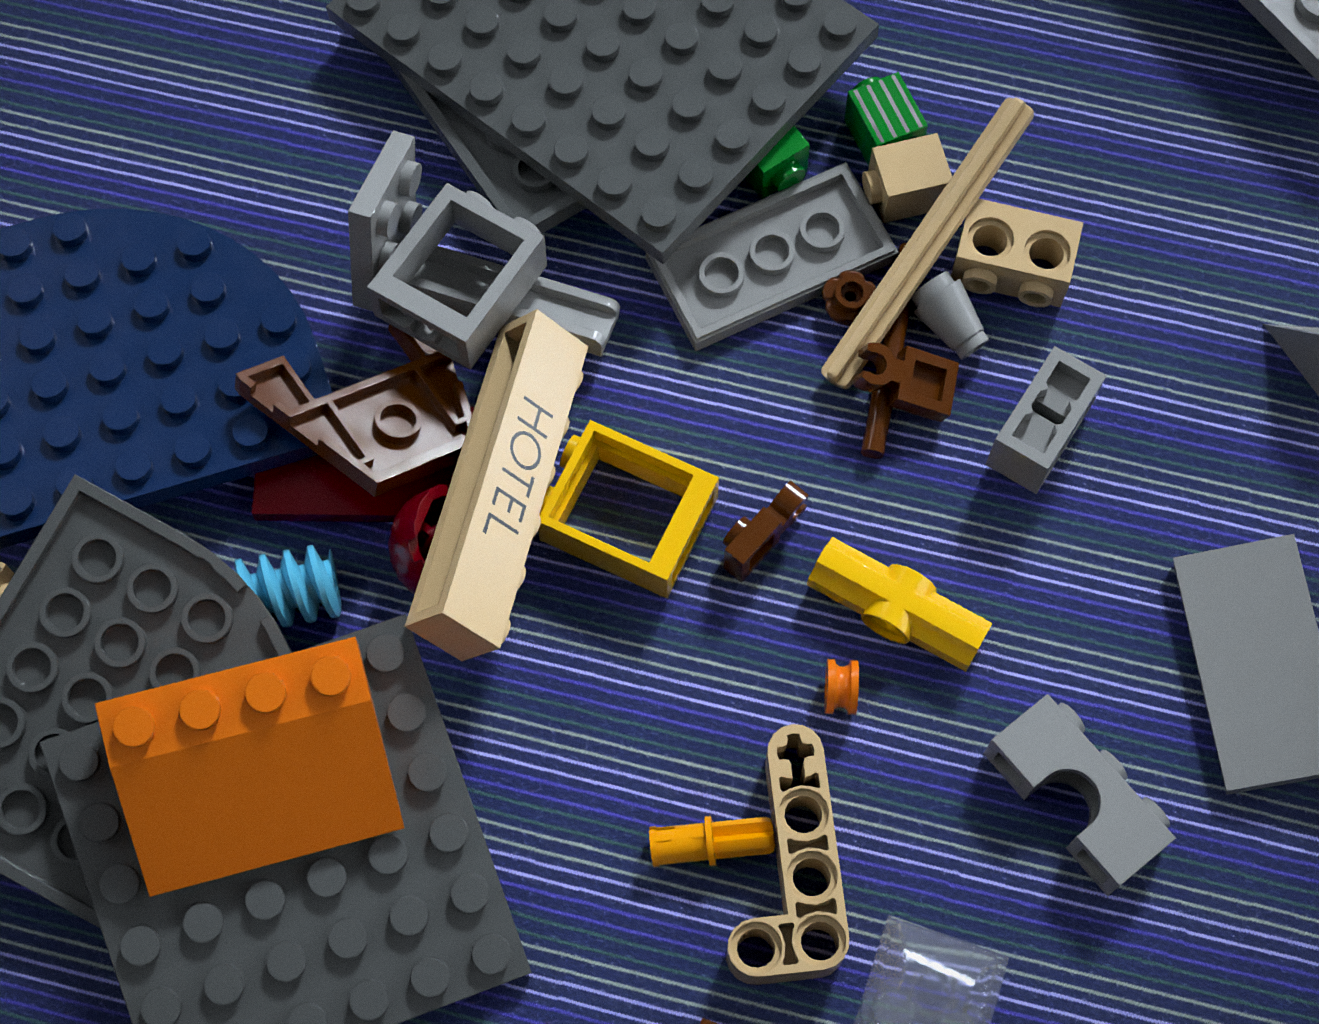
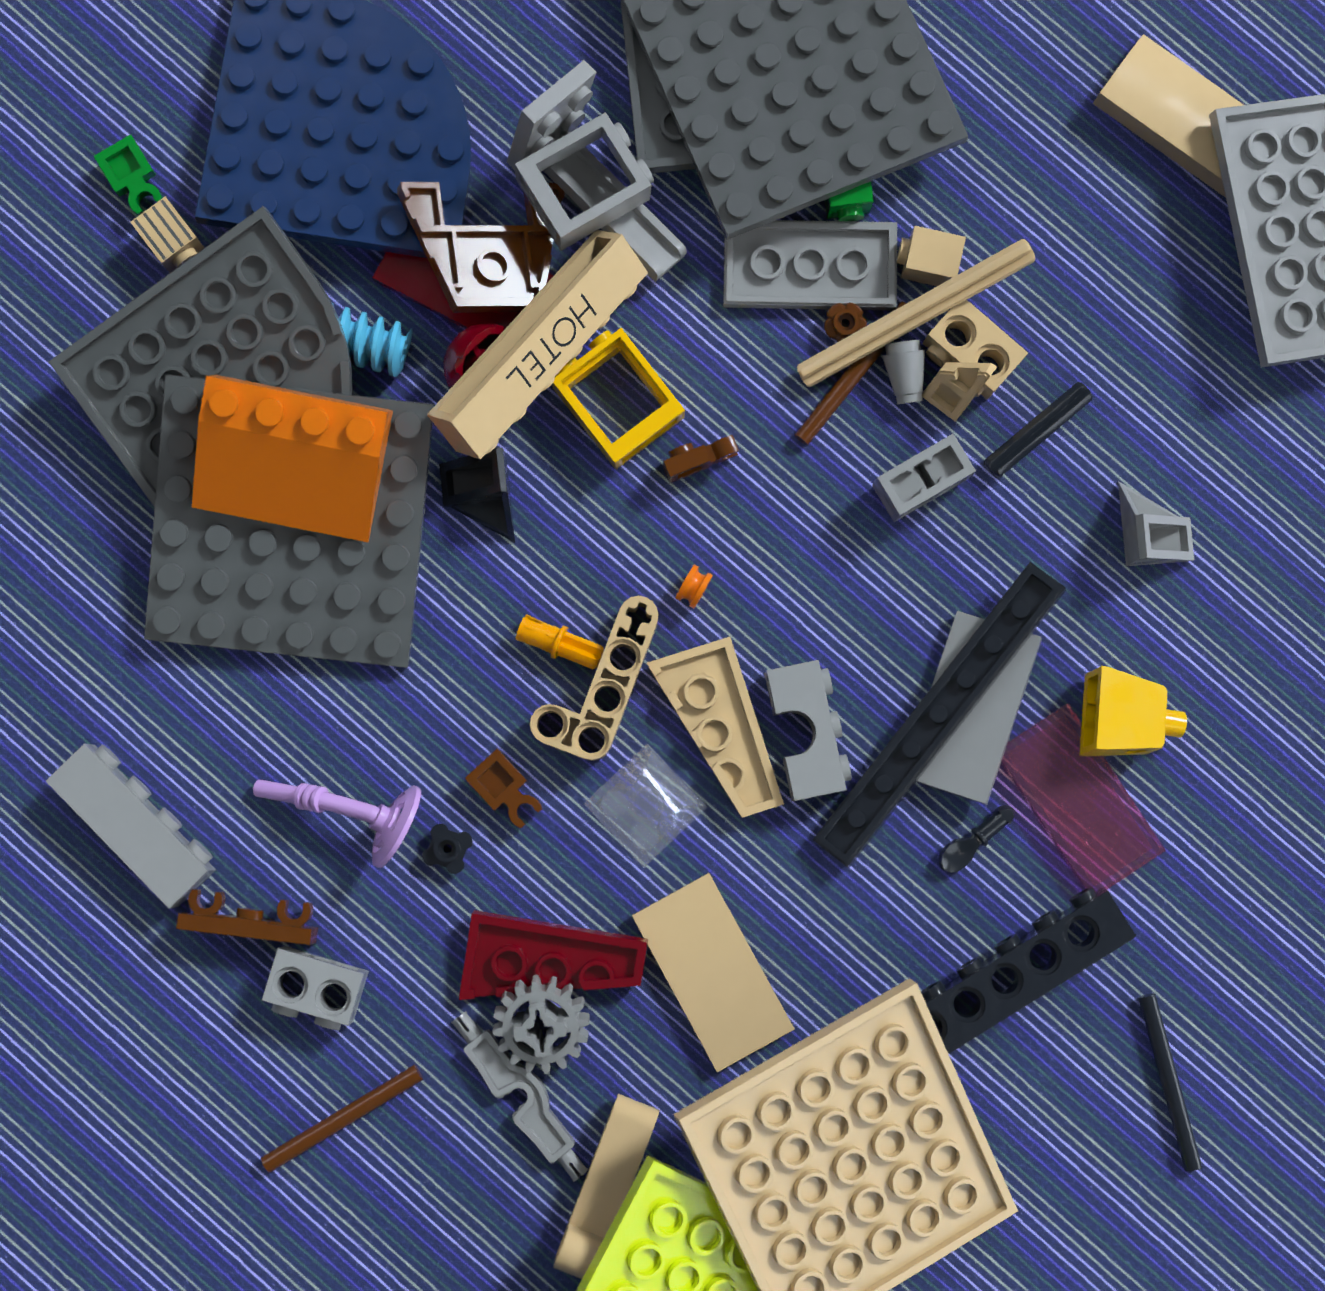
camera: 20 degrees right, 15 degrees up
(514, 700) = (480, 490): none -> black slope
(882, 113) = (940, 202): green brick -> none
(898, 603) = (760, 550): yellow piece -> none
(917, 379) = (856, 405): reddish brown plate -> none
(960, 831) = (718, 714): none -> tan wing
(1023, 299) = (957, 386): none -> tan tile
(1140, 309) = (1038, 429): none -> black axle
(1228, 698) = (939, 714): none -> black tile

